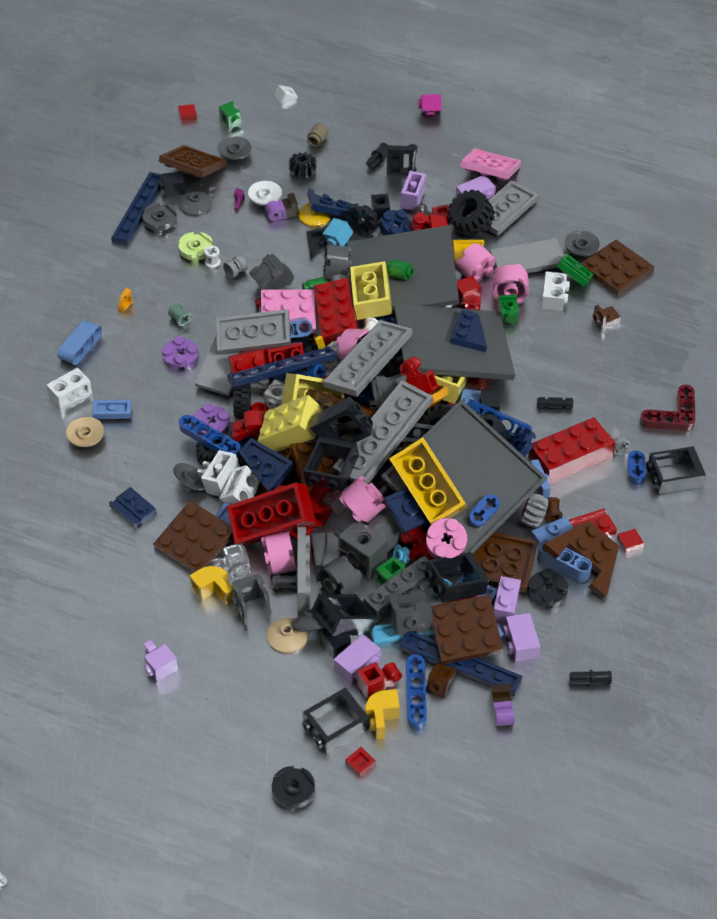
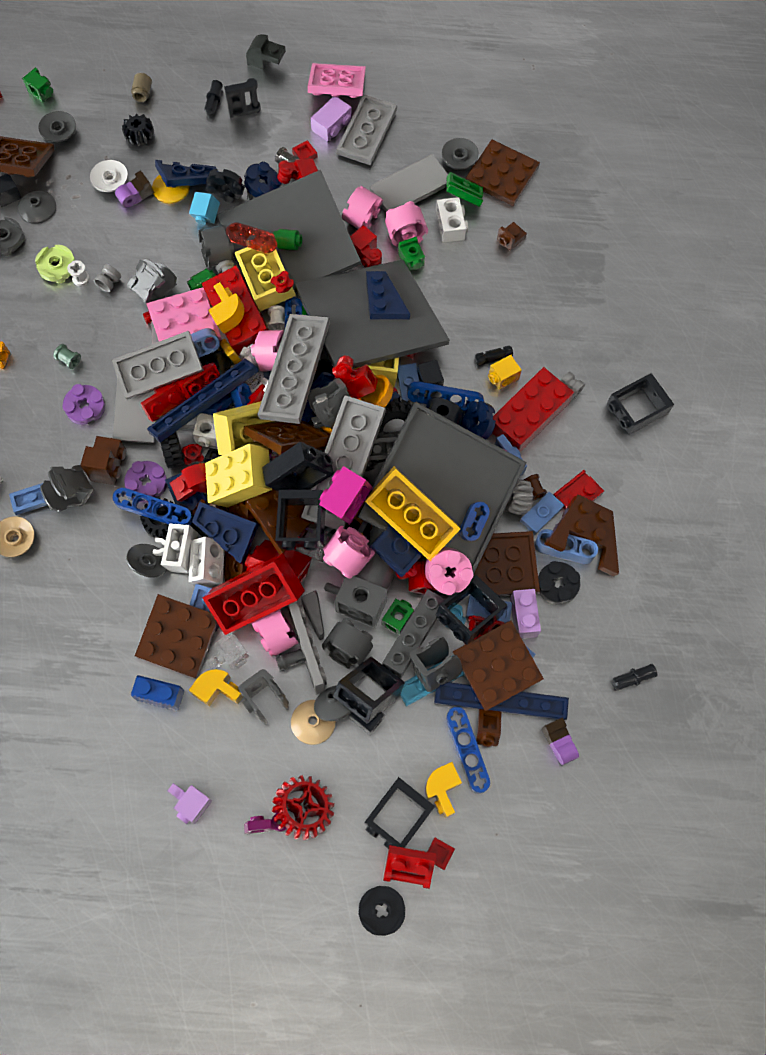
camera: 20 degrees left, 20 degrees up
(132, 507) = (97, 615): dark blue plate -> none
(143, 405) = (66, 488): none -> dark grey piece
(162, 574) = (157, 693): none -> blue brick
(181, 395) = (103, 460): none -> reddish brown brick
(213, 693) = (258, 824): none -> magenta plate
(239, 194) = (80, 183): magenta hand -> none
(253, 688) = (293, 805): none -> red gear
(285, 94) = (89, 43): white slope -> none
(316, 241) = (183, 221): black tile -> none
(328, 307) = (229, 311): none -> yellow brick
(331, 752) = (409, 861): none -> red plate
(355, 657) = (397, 733): lavender brick -> none
(368, 258) = (257, 243): none -> clear red beam
(373, 450) = (345, 494): none -> dark pink brick
(373, 679) = (426, 753): red brick -> none
(380, 204) = (237, 160): black brick -> none
(382, 295) = (286, 285): none -> red plate
(401, 554) = (400, 590): medium azure plate -> none
(413, 190) = (266, 133): lavender brick -> none
(430, 104) = (249, 19): dark pink brick -> none
(433, 129) = (262, 51): none -> pearl dark grey brick
(460, 246) = (342, 190): yellow tile -> none
(478, 220) = (327, 138): black tyre -> none
(522, 637) = (553, 652): lavender brick -> none
(558, 416) = (504, 372): none -> yellow brick
(630, 540) = (620, 499): red tile -> none
(632, 467) = (595, 411): blue beam -> none
(677, 417) = (619, 337): dark red beam -> none

